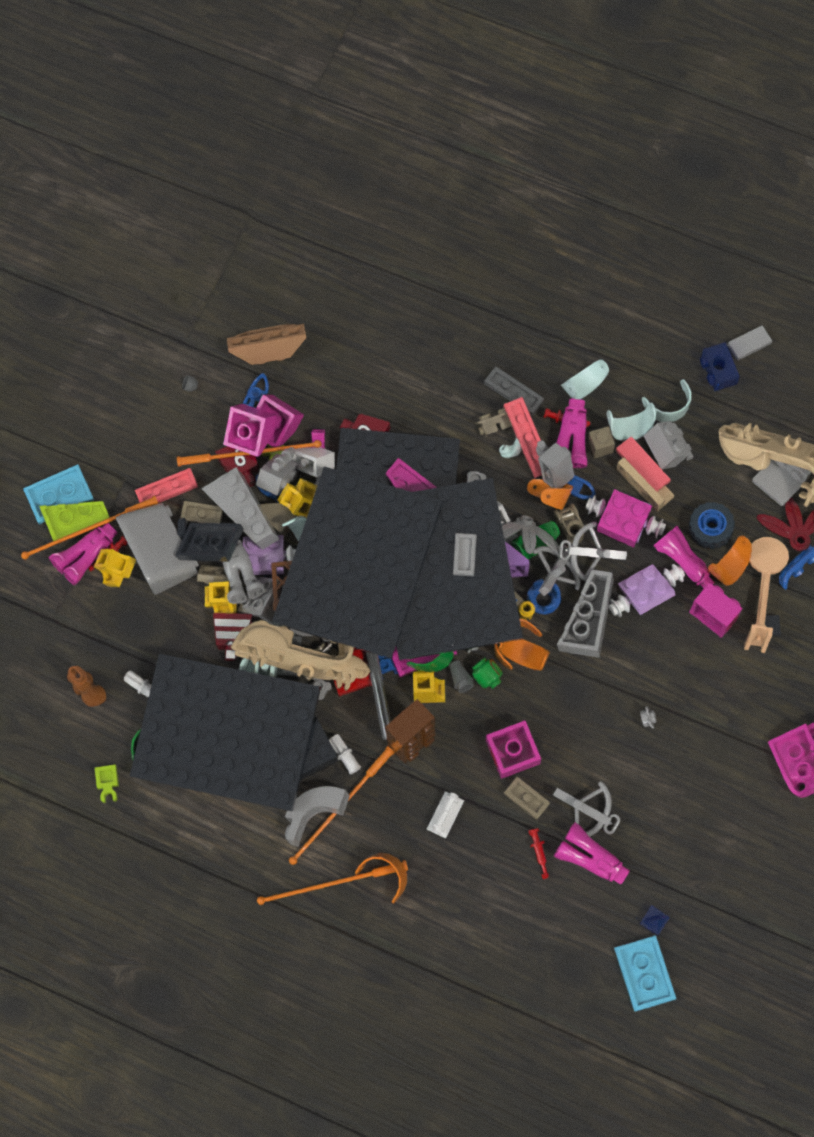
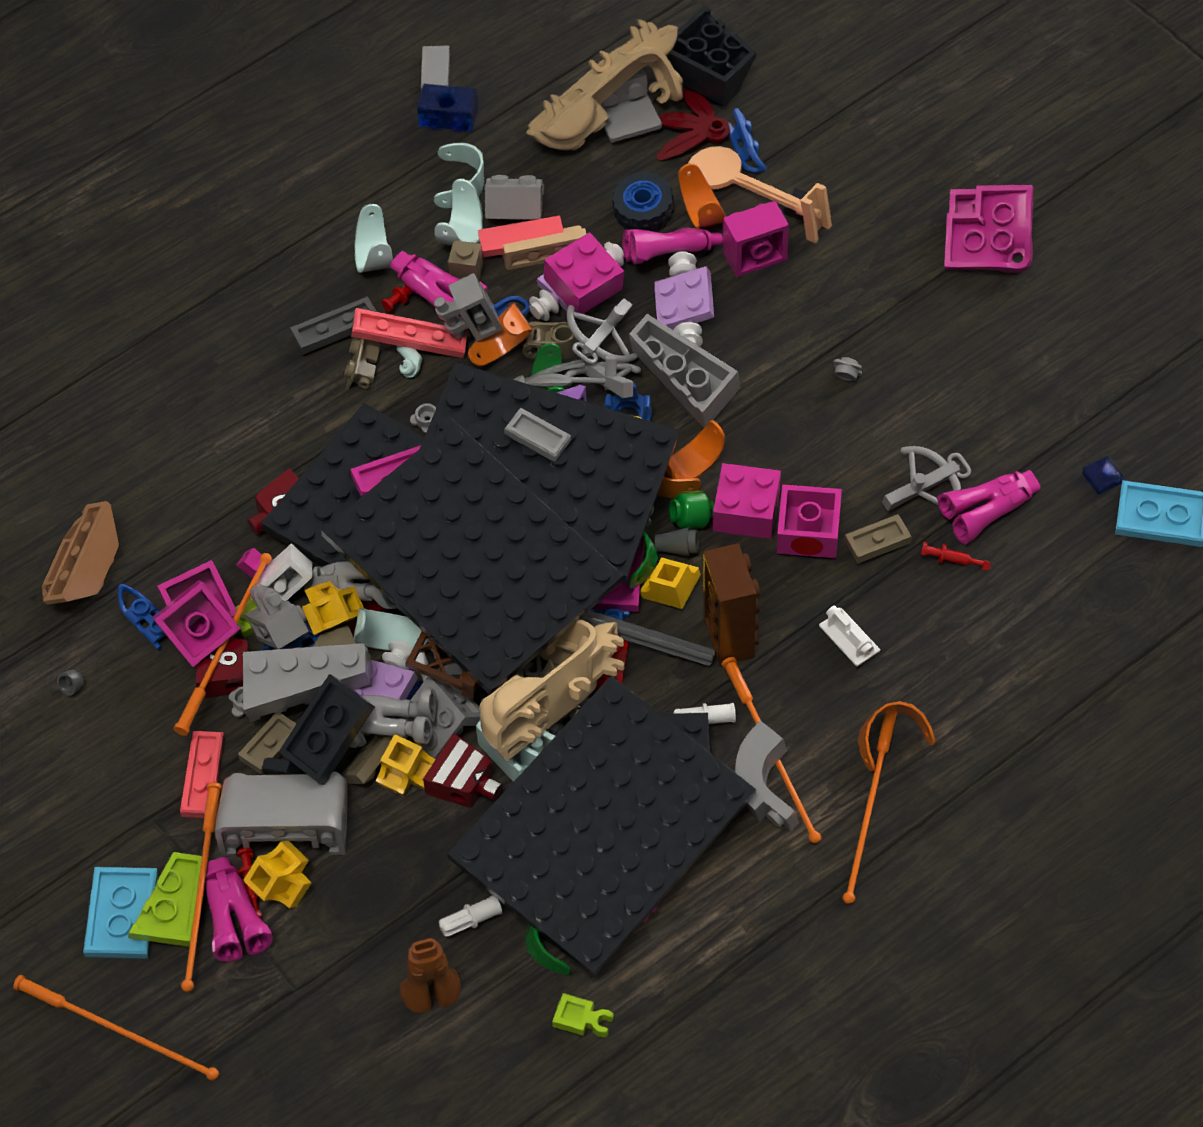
camera: 65 degrees left, 15 degrees down
(510, 703) = (746, 501): none -> dark pink brick

